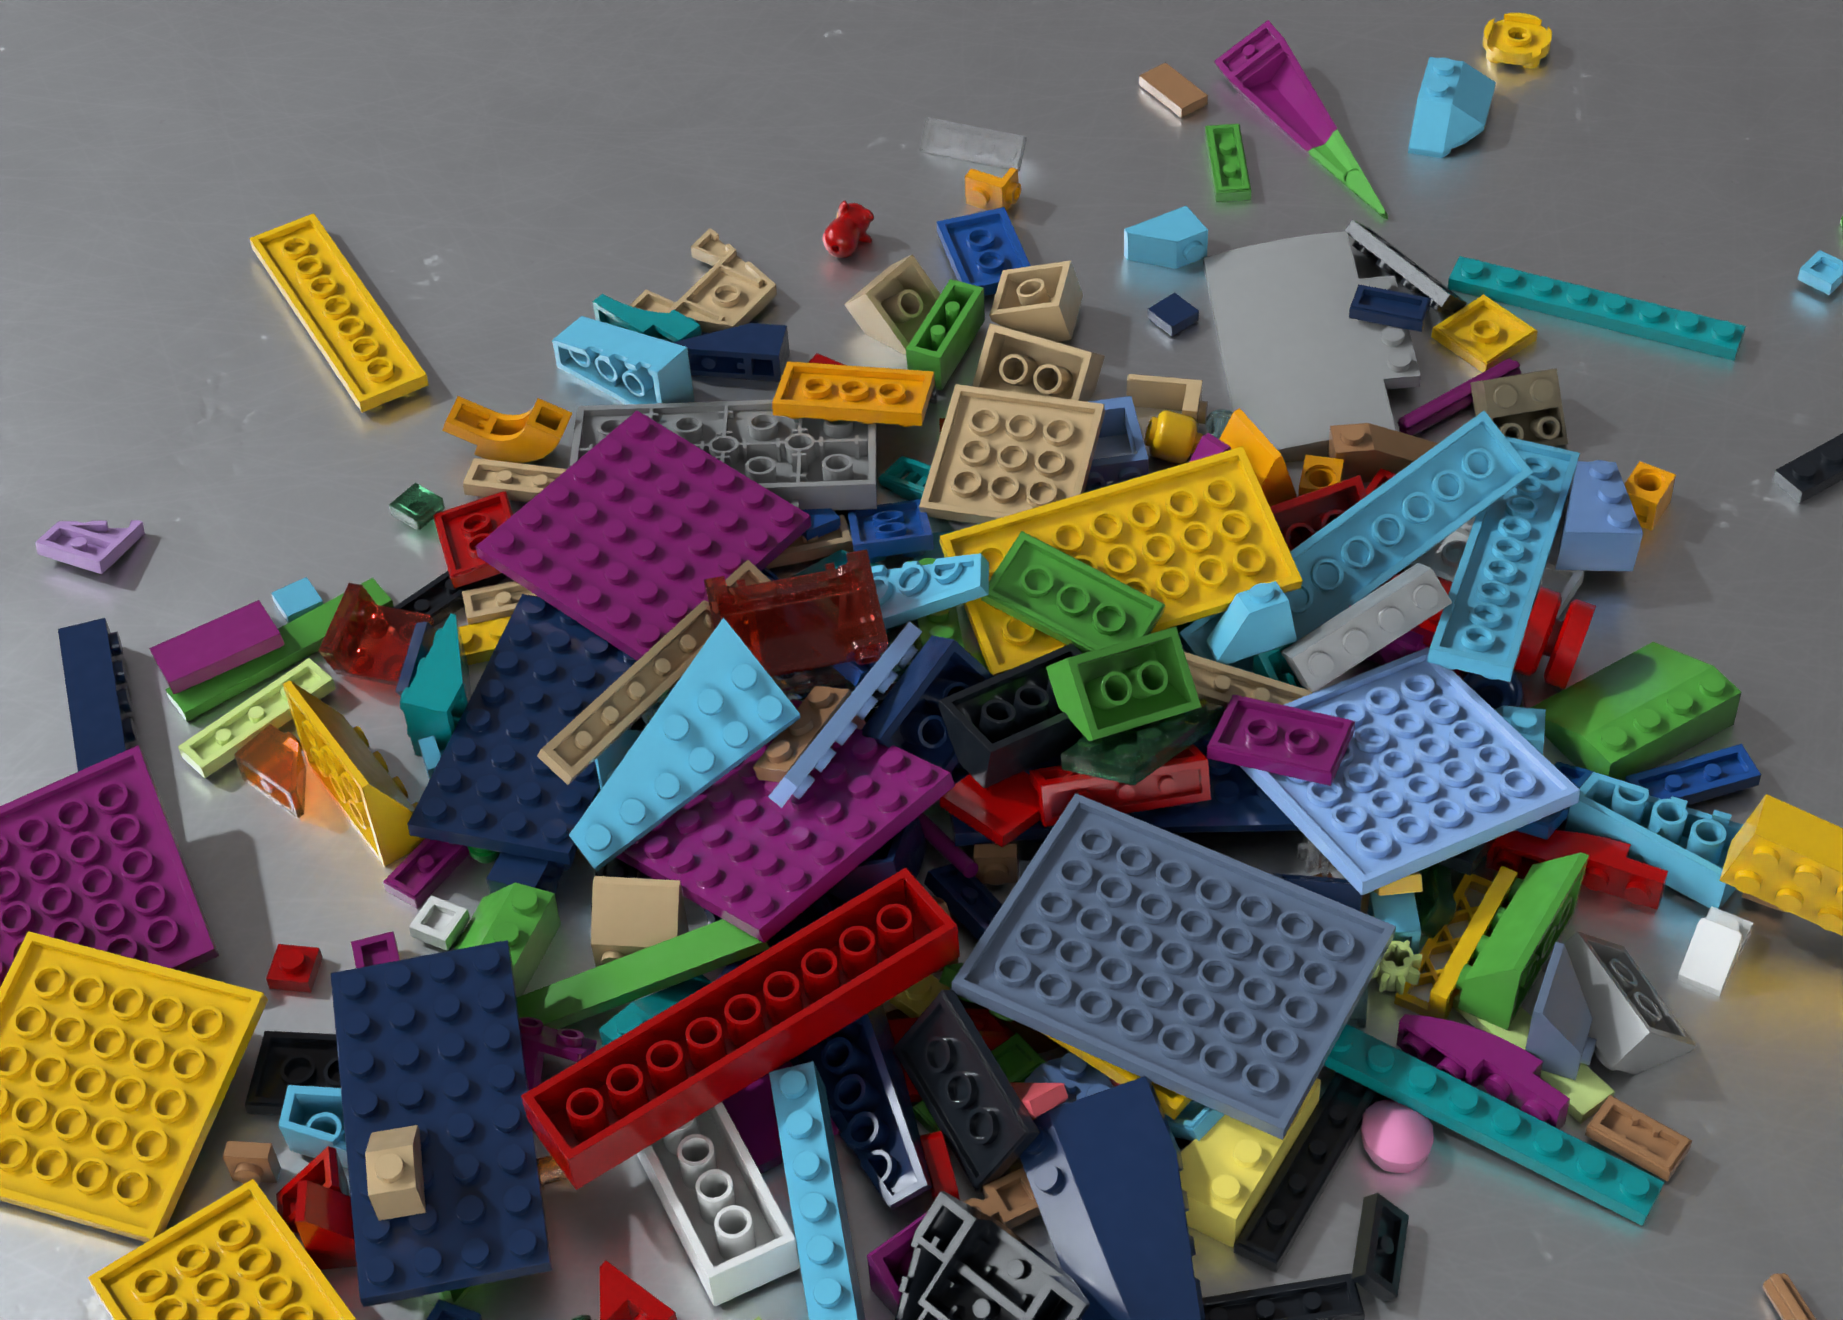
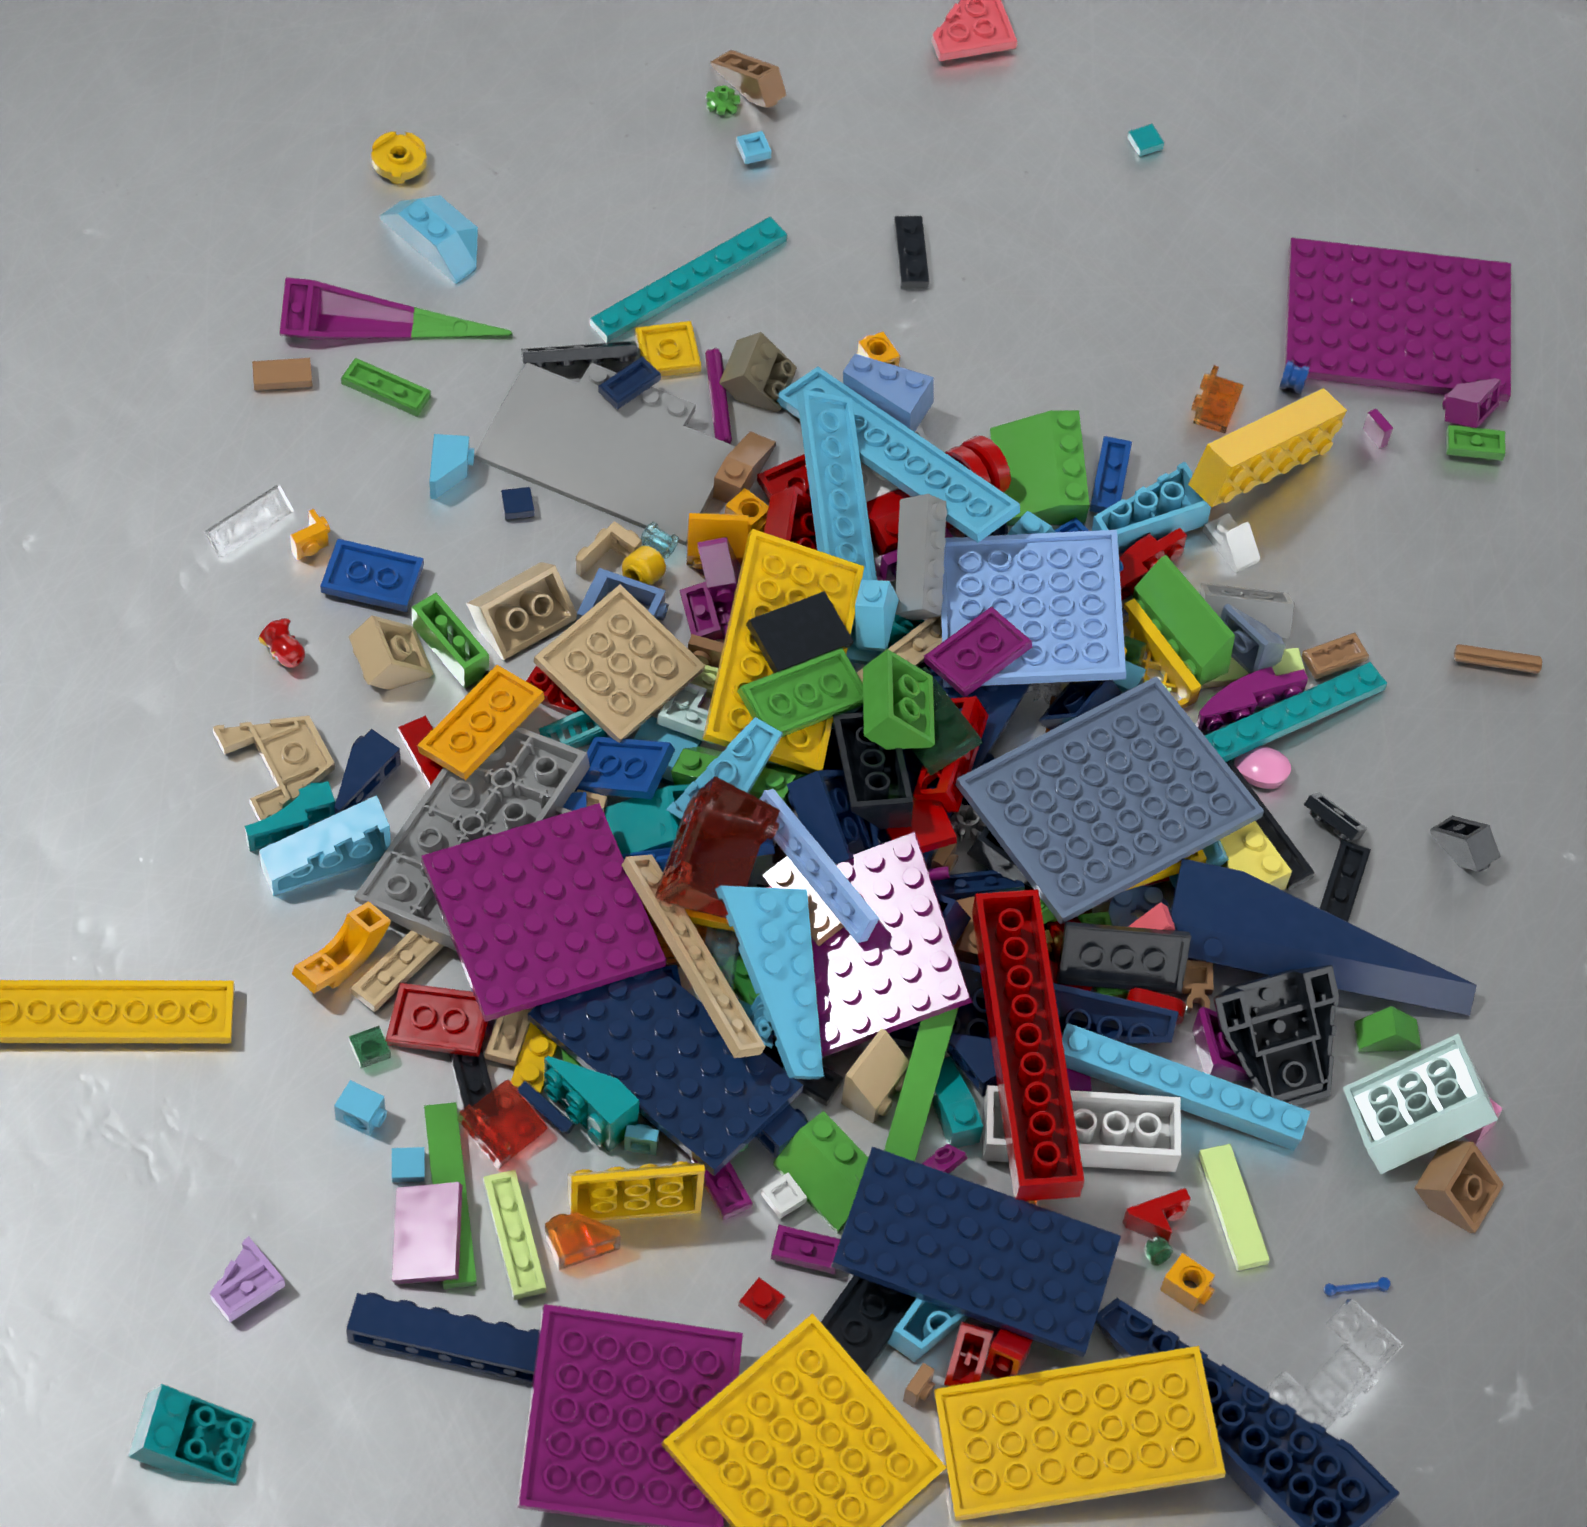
camera: 70 degrees left, 10 degrees up
(337, 530) = (360, 1108): none -> medium azure brick
(395, 1173) = (1020, 1283): tan slope -> none
(1039, 300) = (458, 569): tan slope -> none
(1149, 555) = (799, 632): none -> black tile

